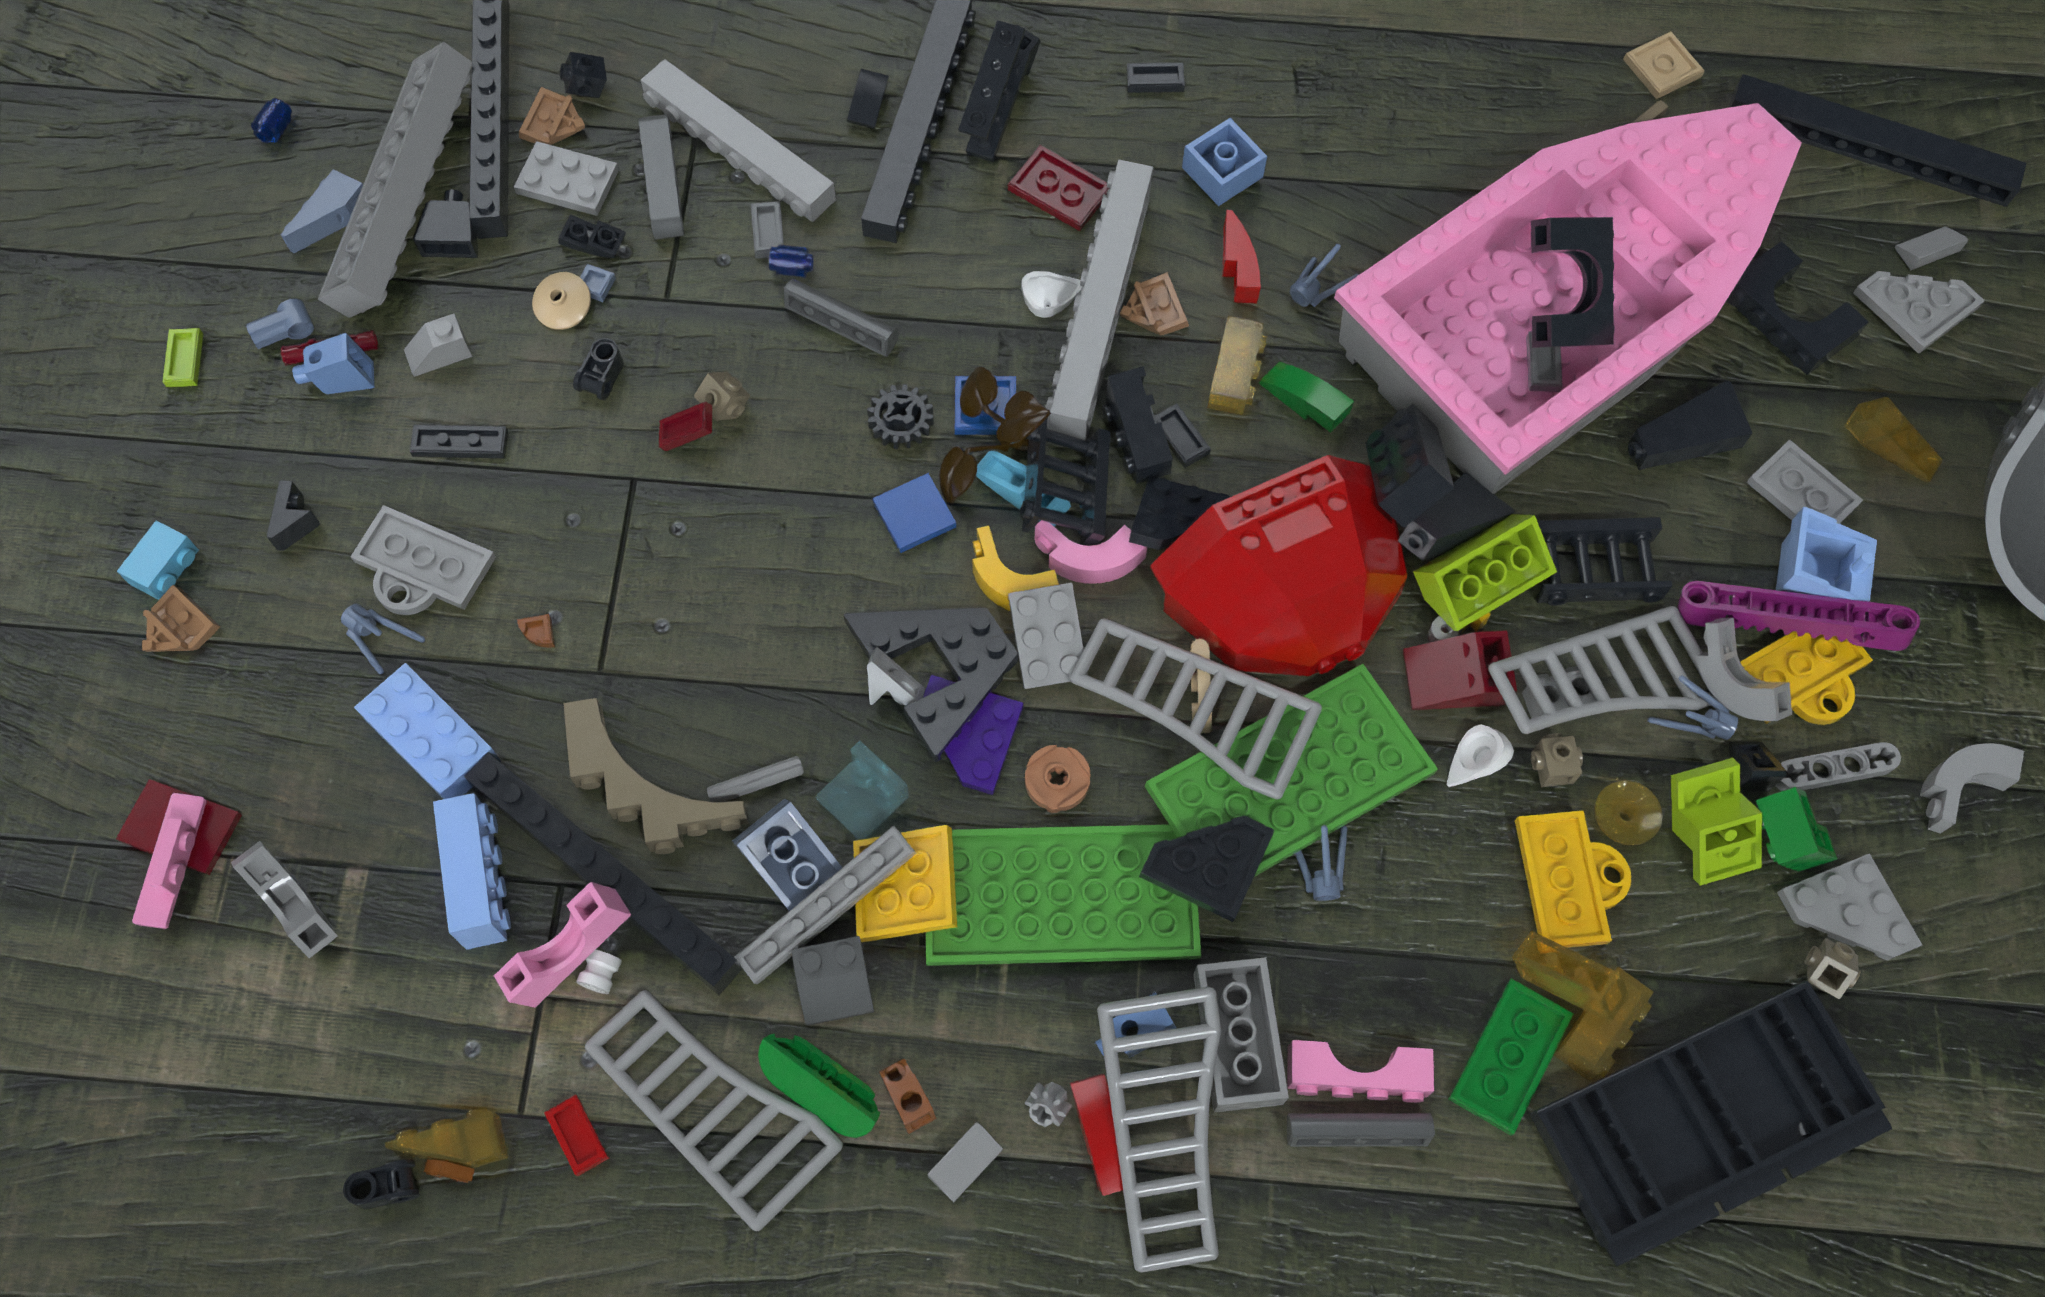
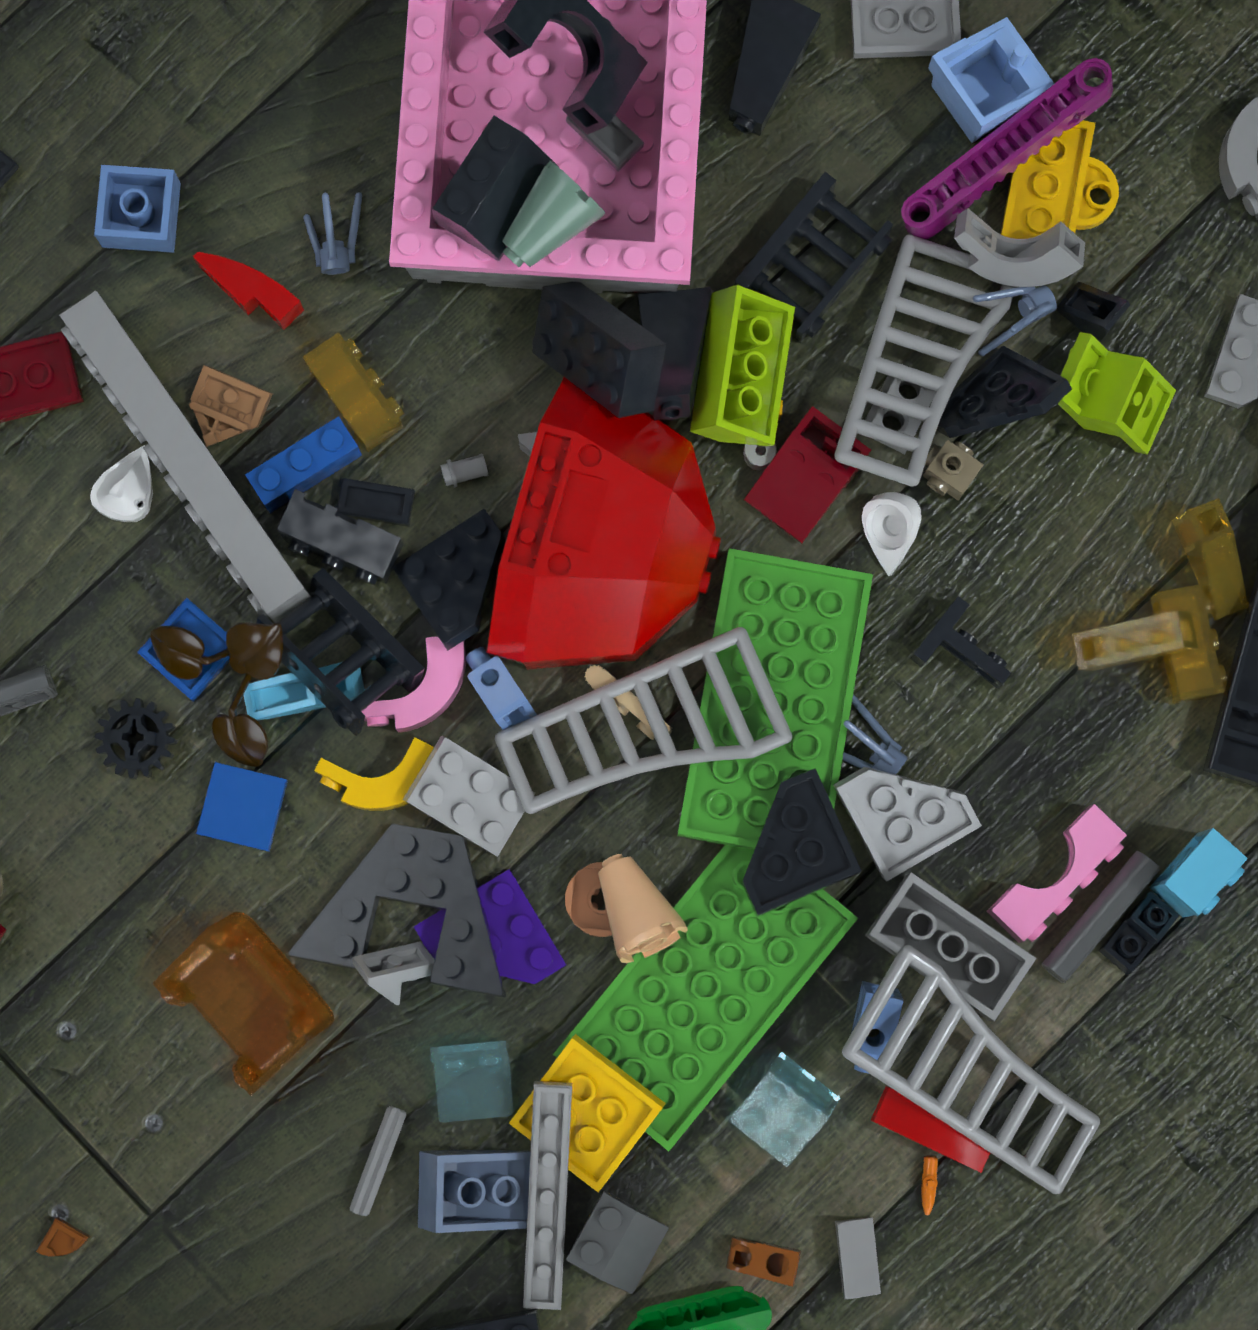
camera: 50 degrees left, 15 degrees up
(629, 795) = (237, 1285): dark tan arch -> none
(795, 608) = (247, 997): none -> clear orange windscreen
(1024, 1018) = (785, 1109): none -> clear light blue bracket
(1048, 1104) = (871, 1151): light grey gear -> none
(1062, 1169) = (929, 1183): none -> orange helmet
(1069, 799) = (636, 910): none -> light nougat cone
(1135, 592) = (505, 697): none -> medium blue torso
(1167, 372) = (304, 464): none -> blue brick
(1251, 467) = (464, 470): none -> light grey pin
(1297, 926) = (903, 817): none -> light grey plate
(1308, 395) = (437, 356): green slope -> none
(1374, 1168) = (1139, 933): none -> black slope
(1444, 304) = (490, 187): none -> black slope
(1449, 867) = (962, 646): none -> black bracket
(1457, 1168) = (1199, 874): none -> medium azure brick
(1460, 346) = (549, 217): none -> sand green cone
(1511, 1057) = (1147, 740): green tile -> none
(1569, 878) = (1053, 556): yellow plate -> none
(1638, 803) = (1053, 440): clear yellow dish -> none
(1641, 745) = (1000, 393): none -> black plate
(1680, 987) = (1213, 556): none -> clear yellow slope
(1793, 831) = (1177, 343): green brick -> none
(1837, 770) = (1152, 245): light grey beam -> none

